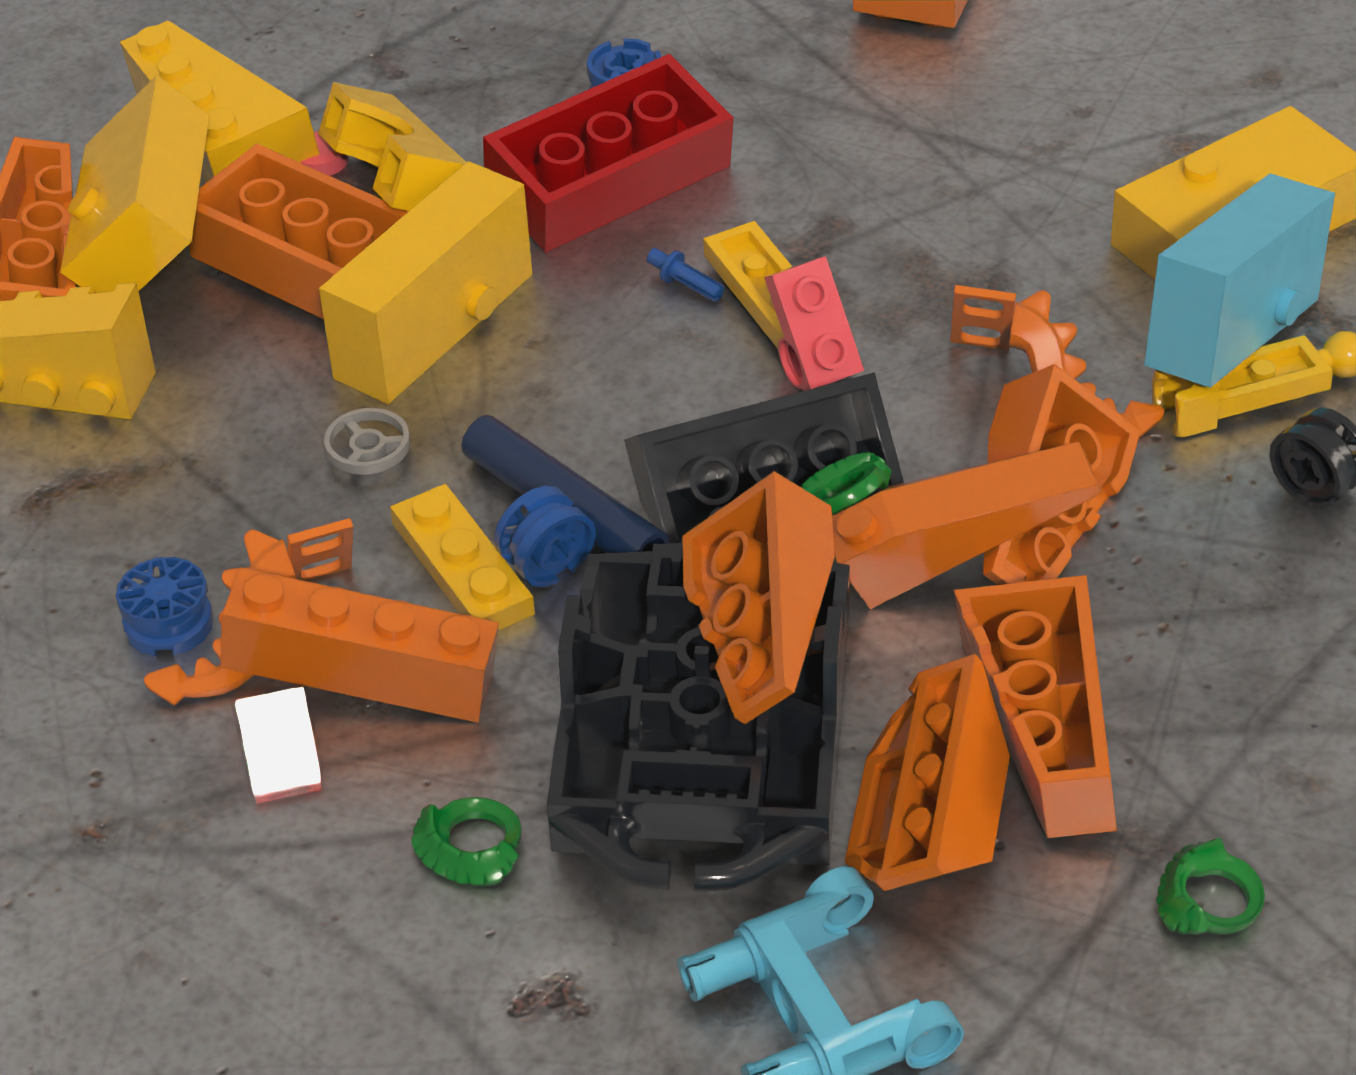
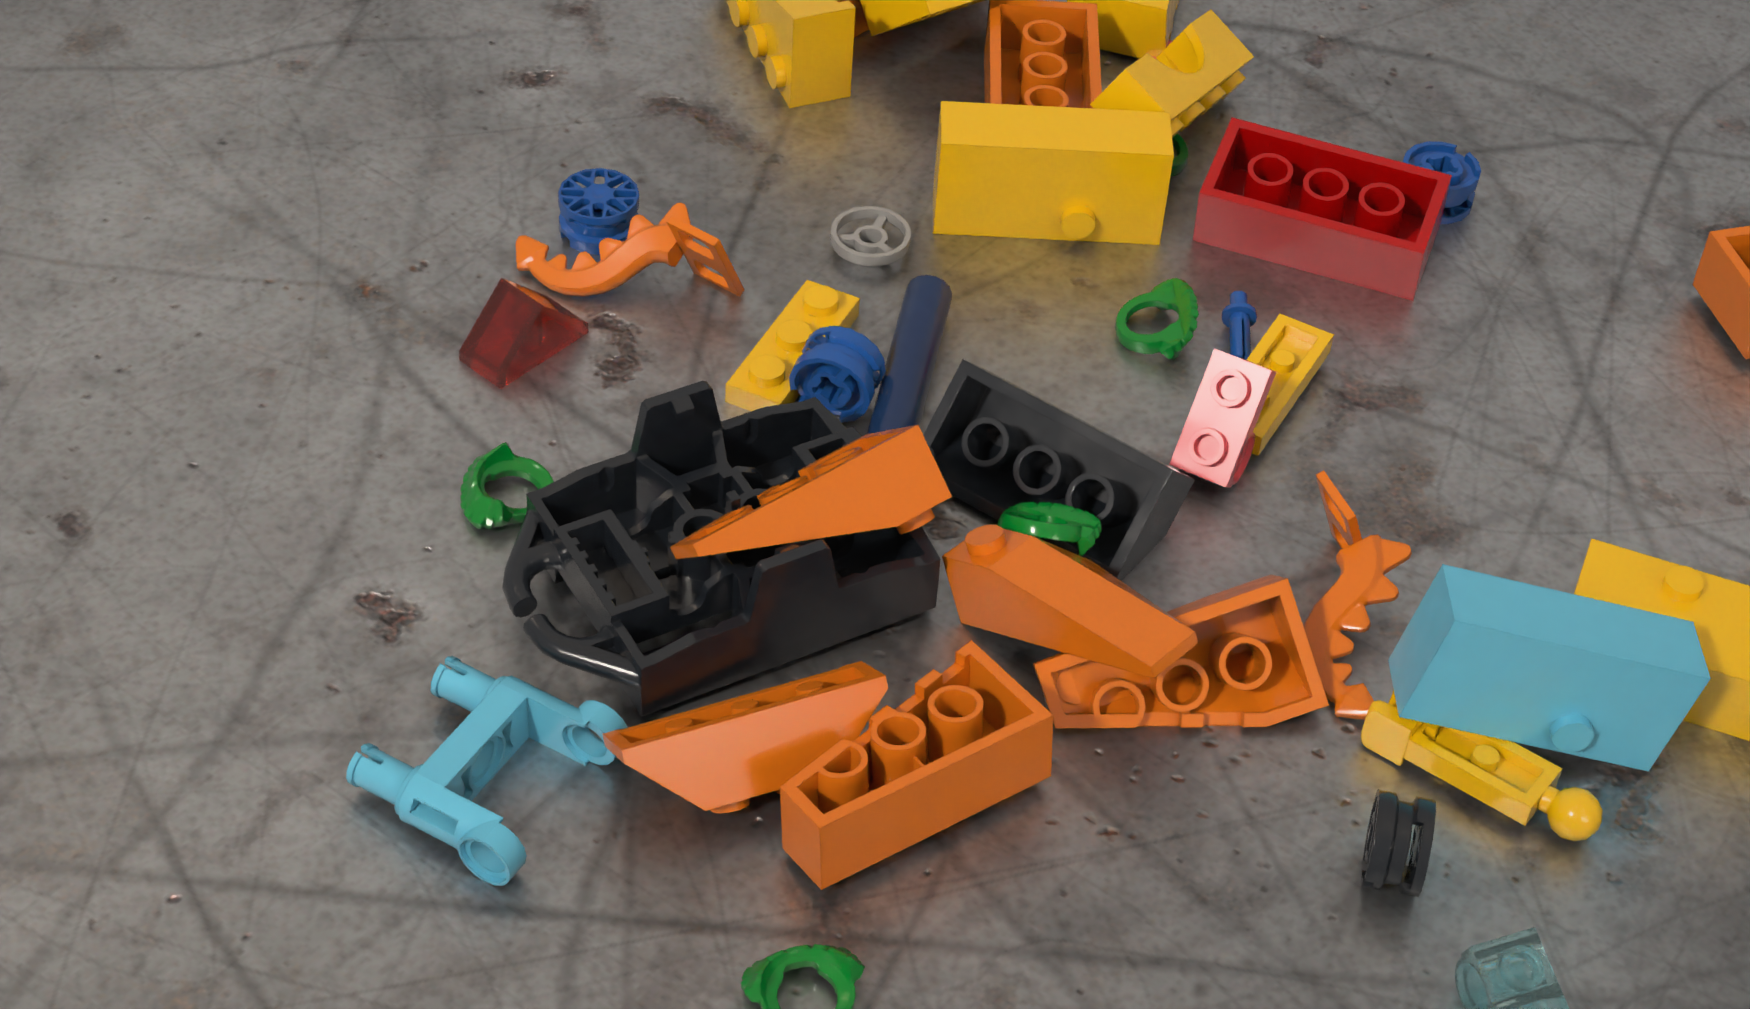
camera: 50 degrees right, 0 degrees up
(358, 644) = (620, 308): orange brick -> none
(625, 287) = (1168, 295): none -> green piece

